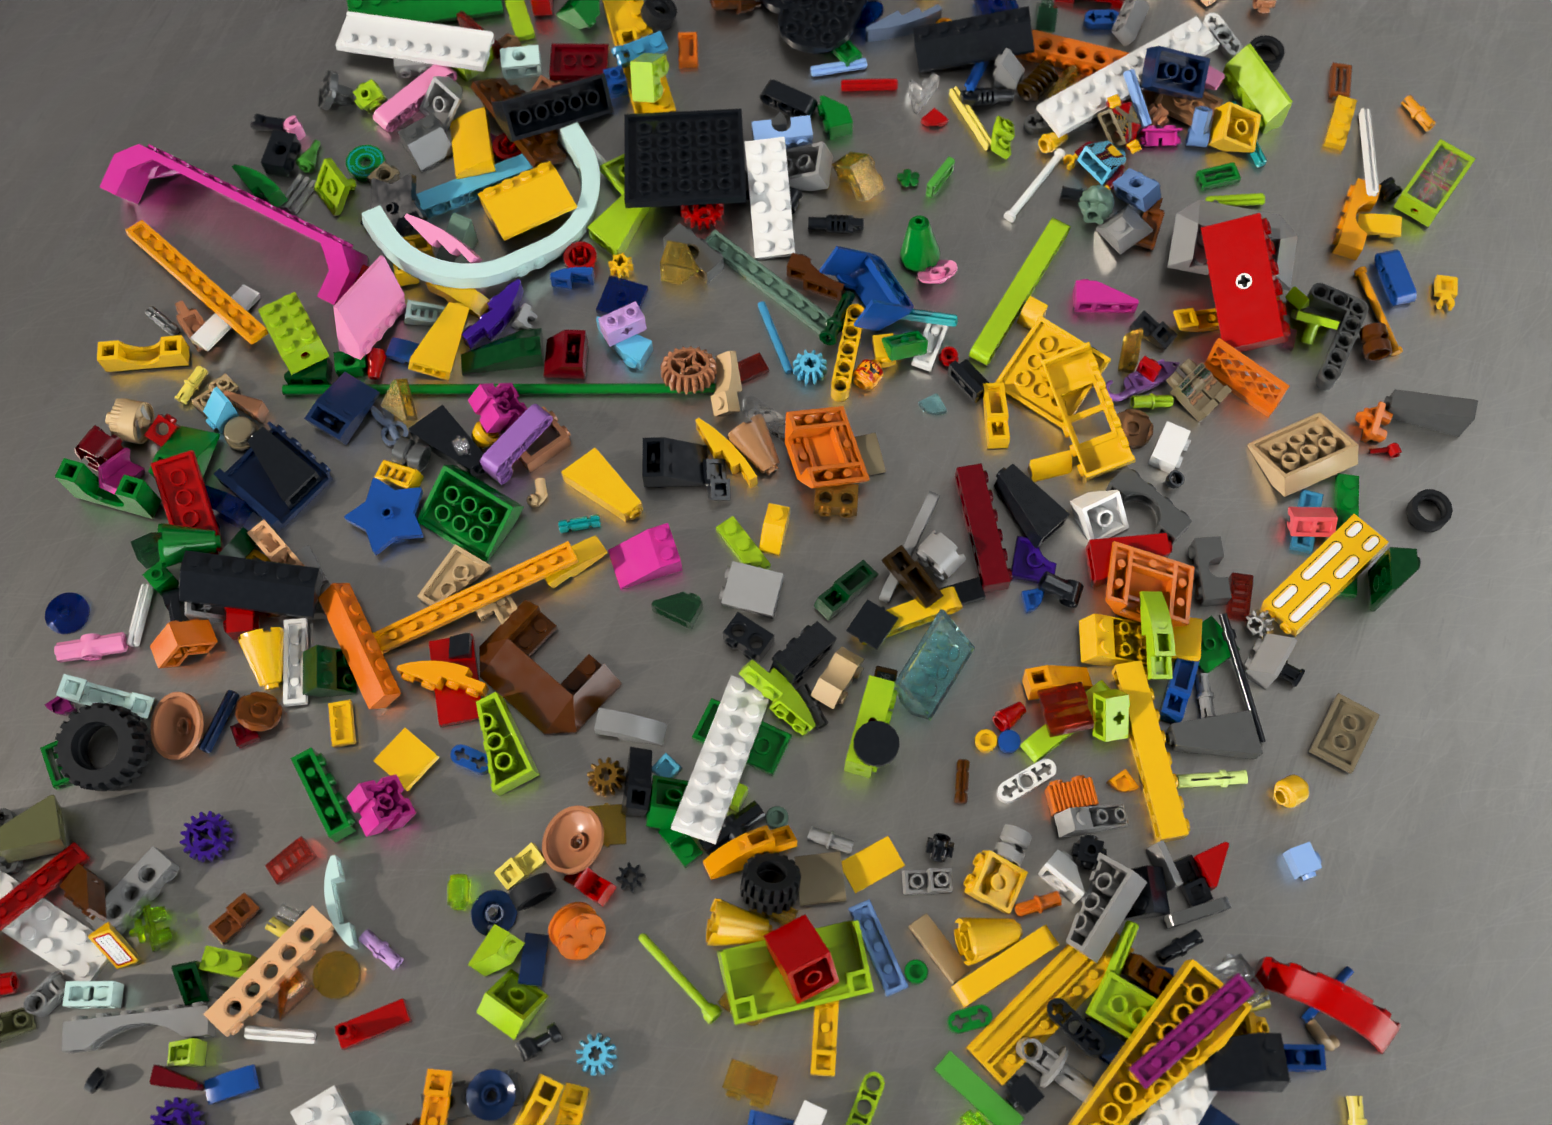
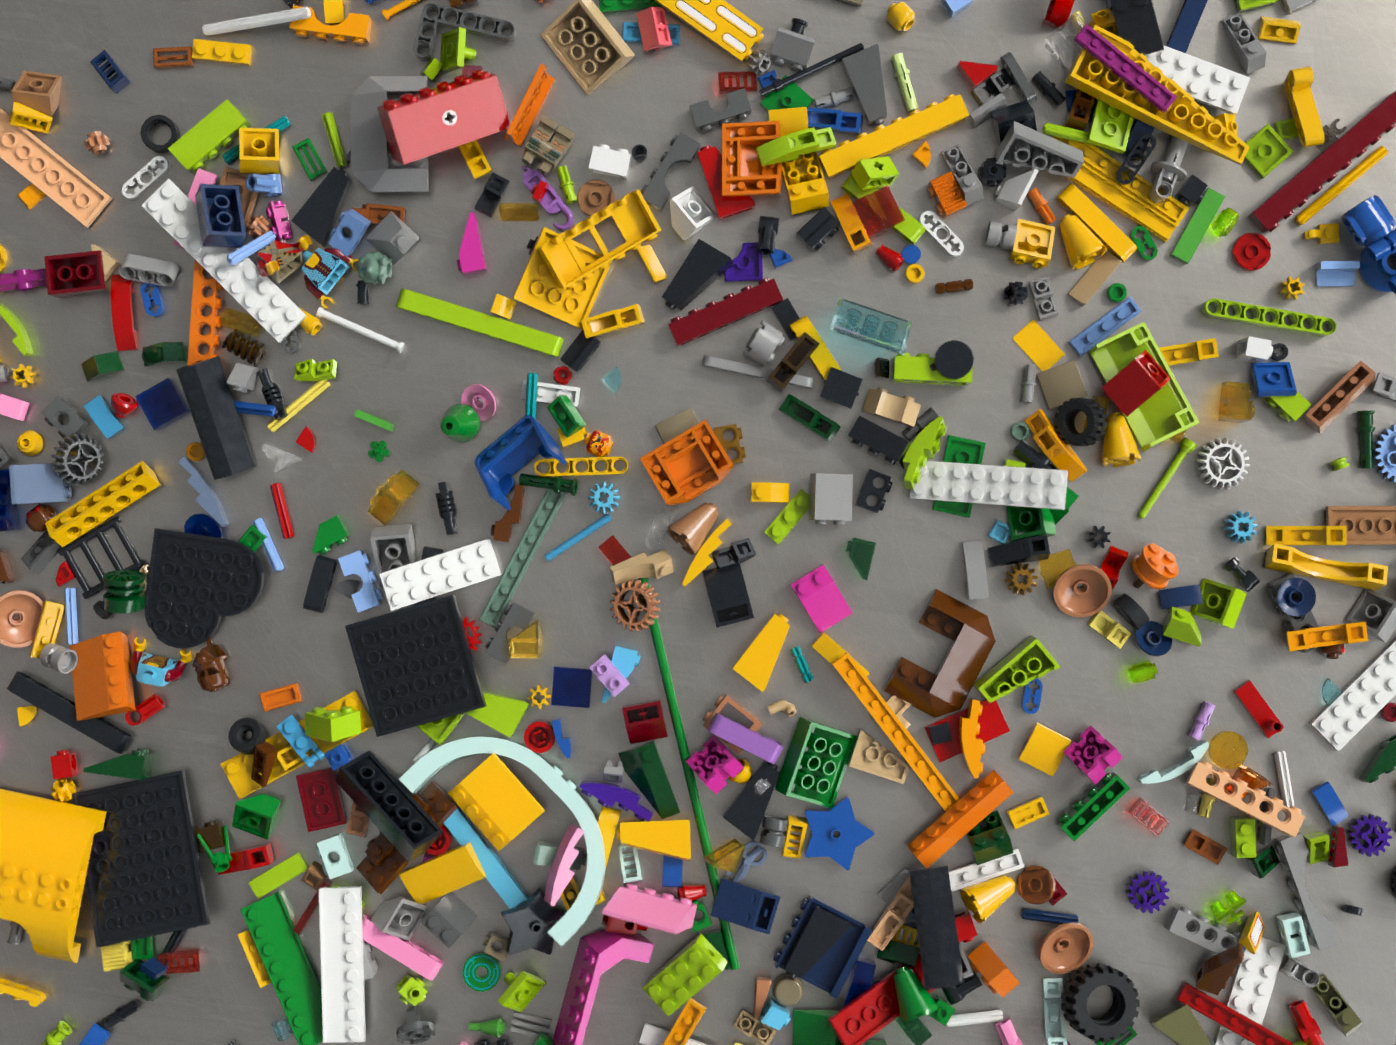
camera: 105 degrees left, 20 degrees up
(633, 17) = (263, 762): none -> reddish brown slope
(686, 1041) = (1215, 460): none -> white gear
(1056, 643) = (818, 229): none -> black brick
(1174, 178) = (323, 207): none -> black slope
(1239, 630) = (767, 79): none -> blue tile
(1330, 27) = (117, 81): none -> dark blue slope

